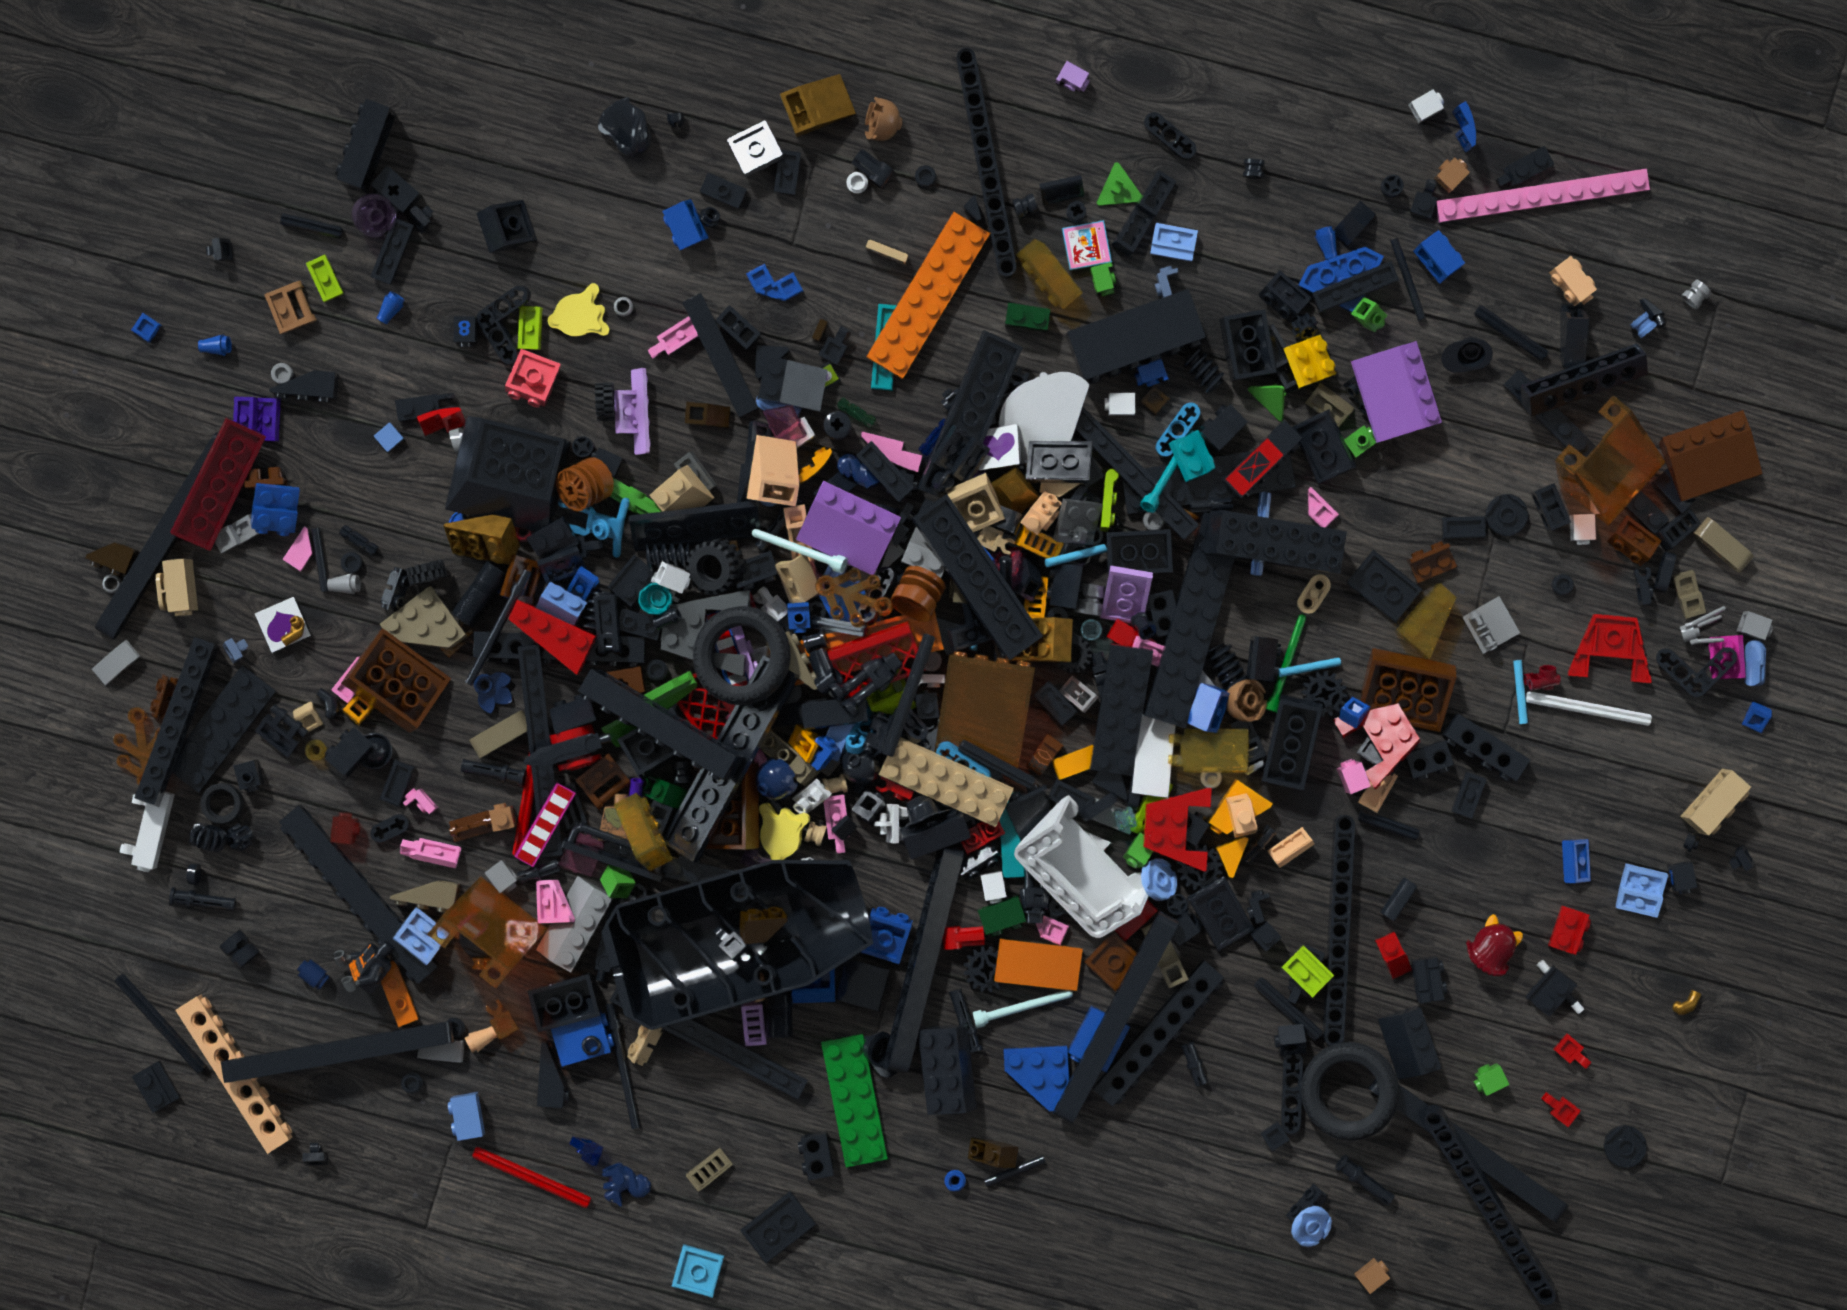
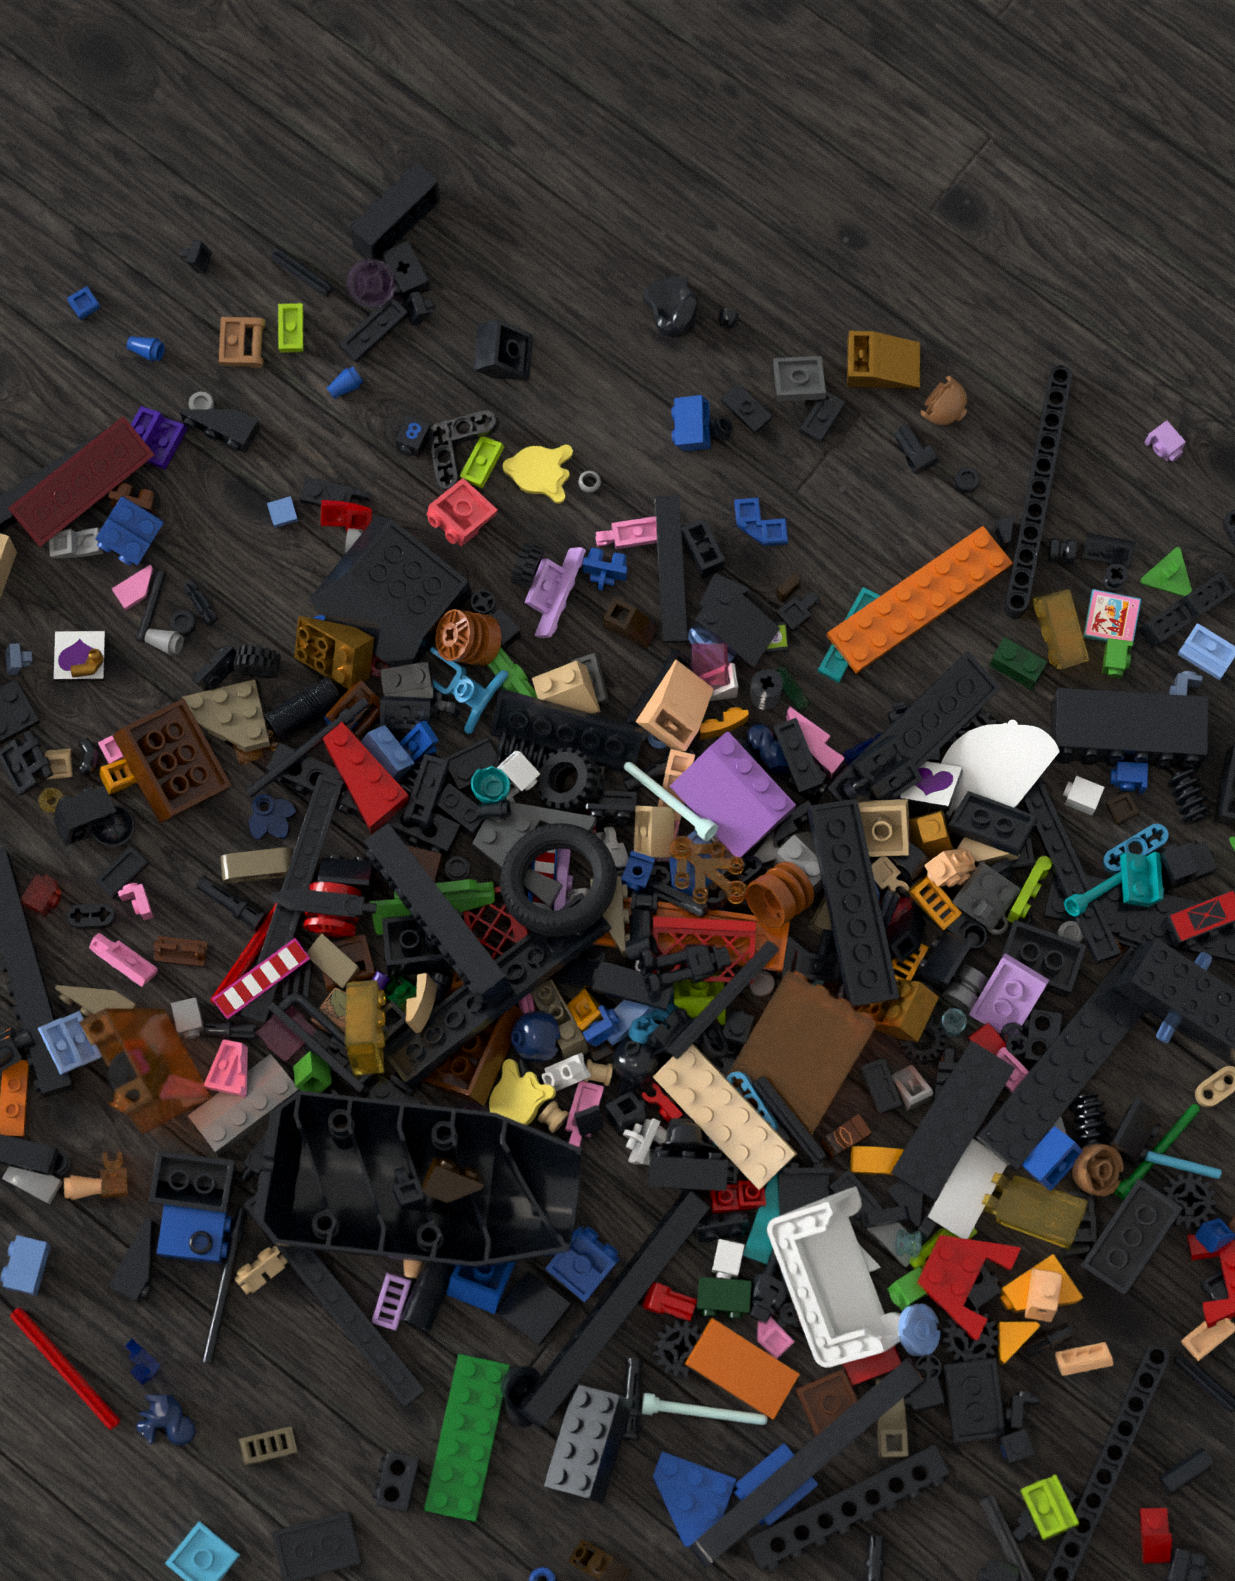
camera: 25 degrees right, 15 degrees down
(502, 817) = (218, 954): medium nougat brick -> none
(593, 786) = (332, 961): none -> dark tan slope
(657, 376) = (602, 571): none -> blue hips
(678, 798) = (420, 1007): none -> tan slope
(857, 182) = (892, 456): white plate -> none
(887, 251) = (894, 537): tan tile -> none
(933, 680) = (755, 1003): white plate -> none
(1075, 555) = (969, 931): medium azure bar -> none
(1211, 780) = (1024, 1241): light grey tile -> none
(1353, 776) = (1187, 1305): bright pink brick -> none

